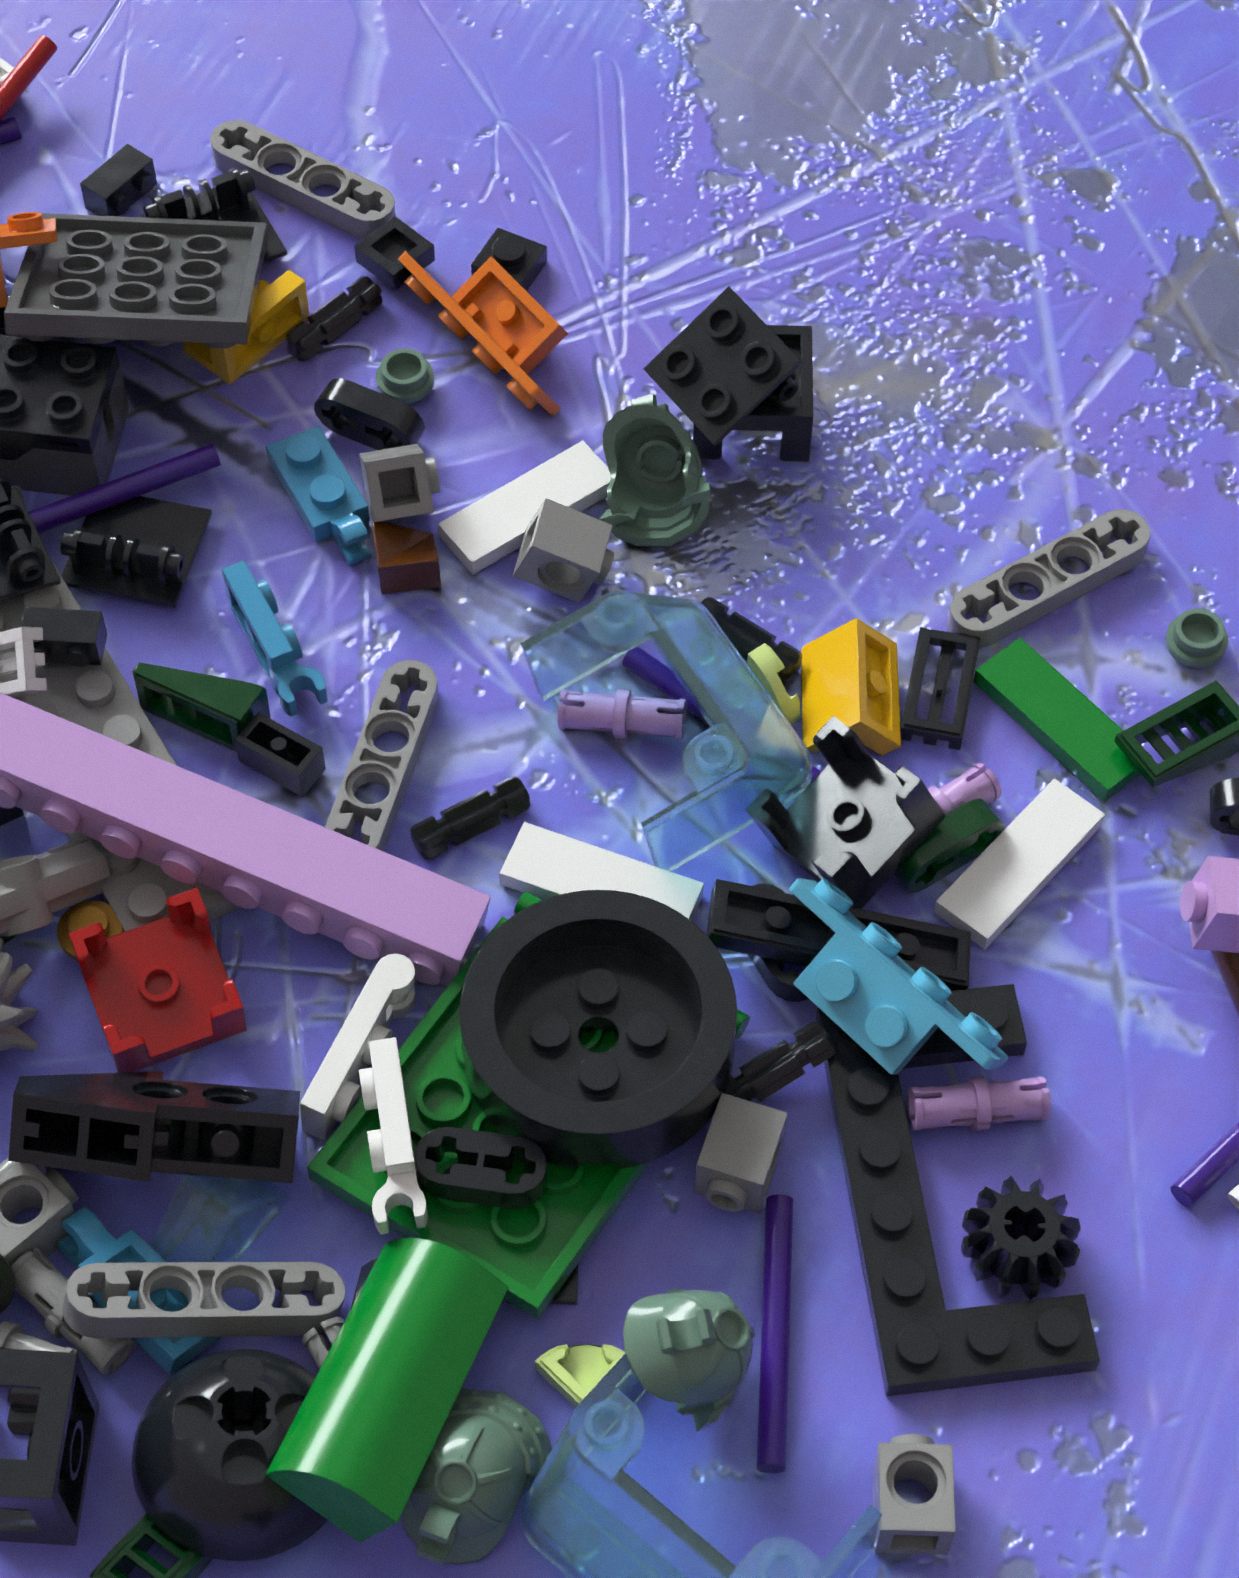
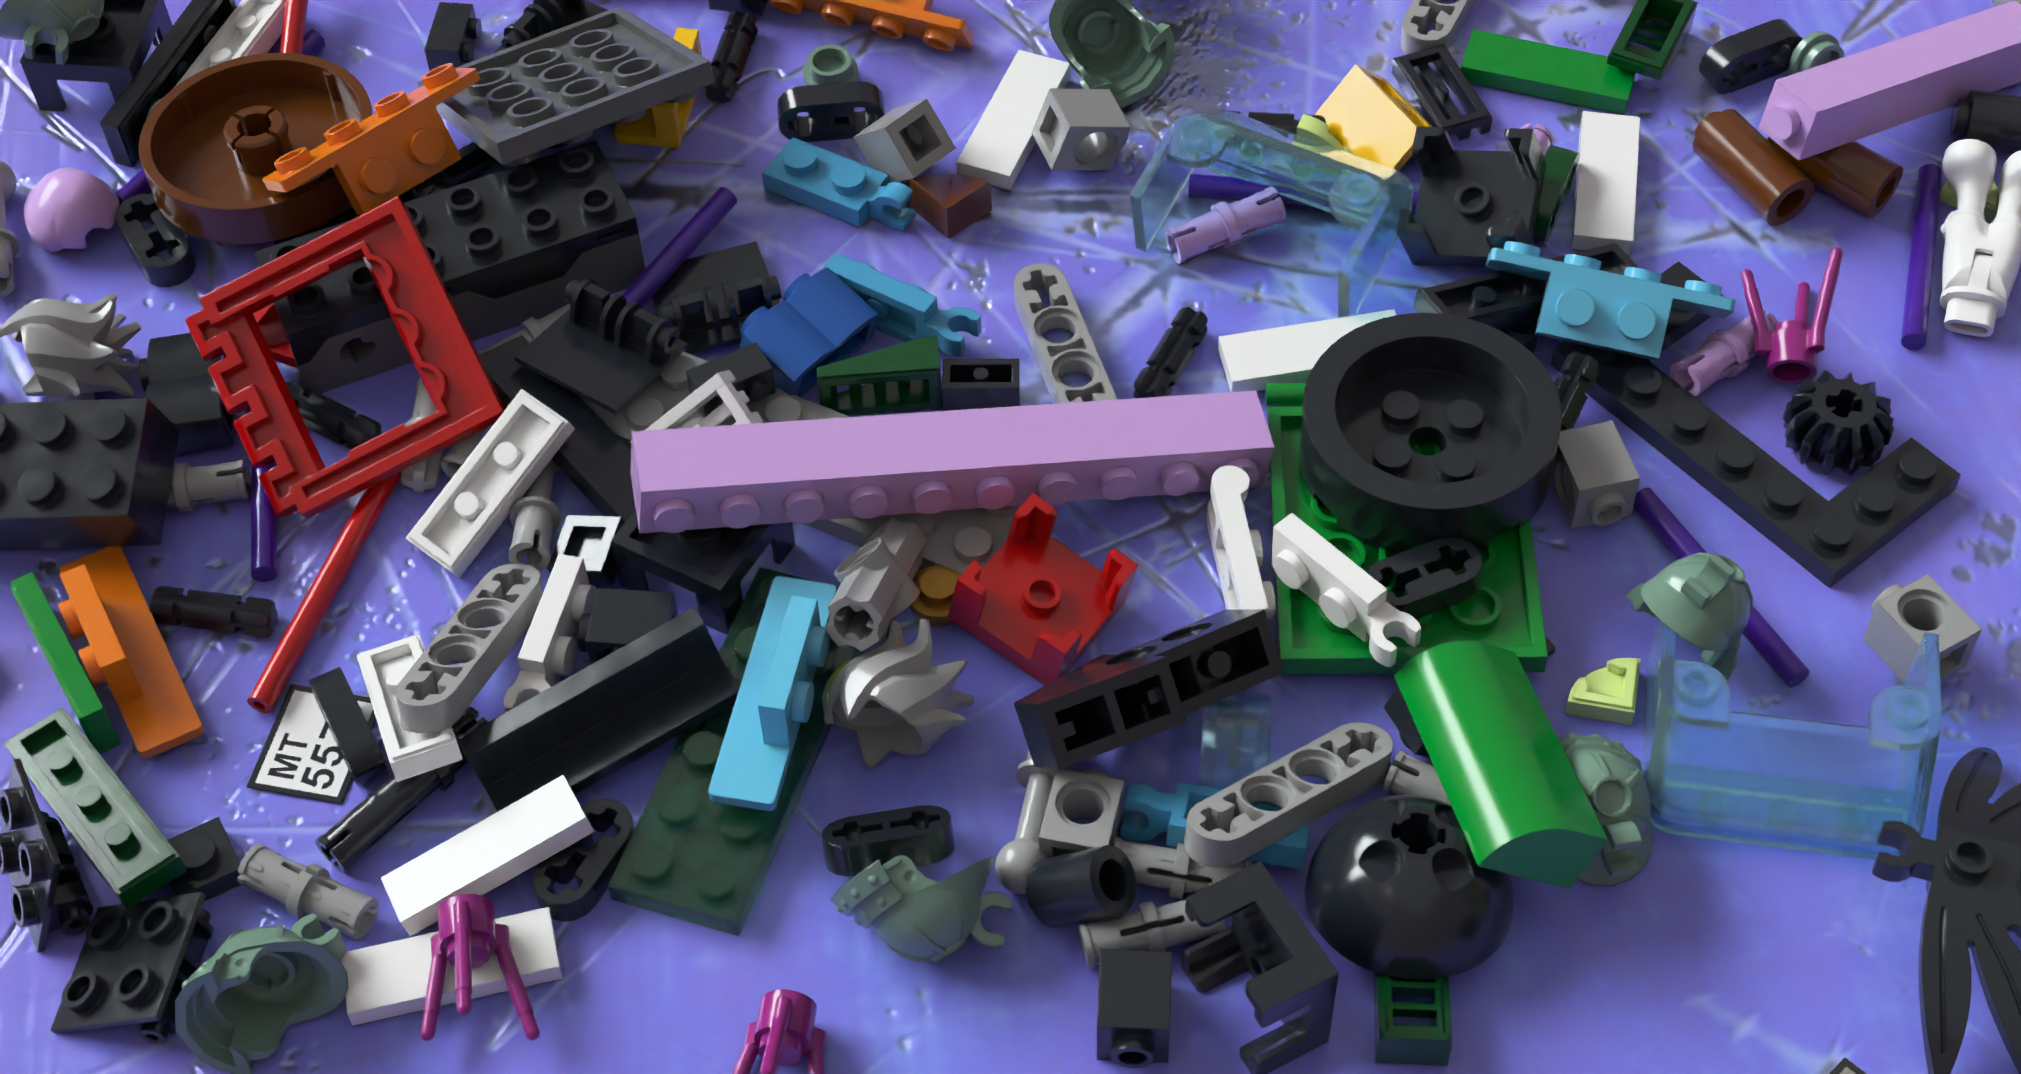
camera: 30 degrees left, 5 degrees down
(171, 622) = (810, 329): none -> blue brick
(1041, 1135) = (1794, 343): none -> magenta plant
(1164, 945) = (1752, 166): none -> reddish brown brick

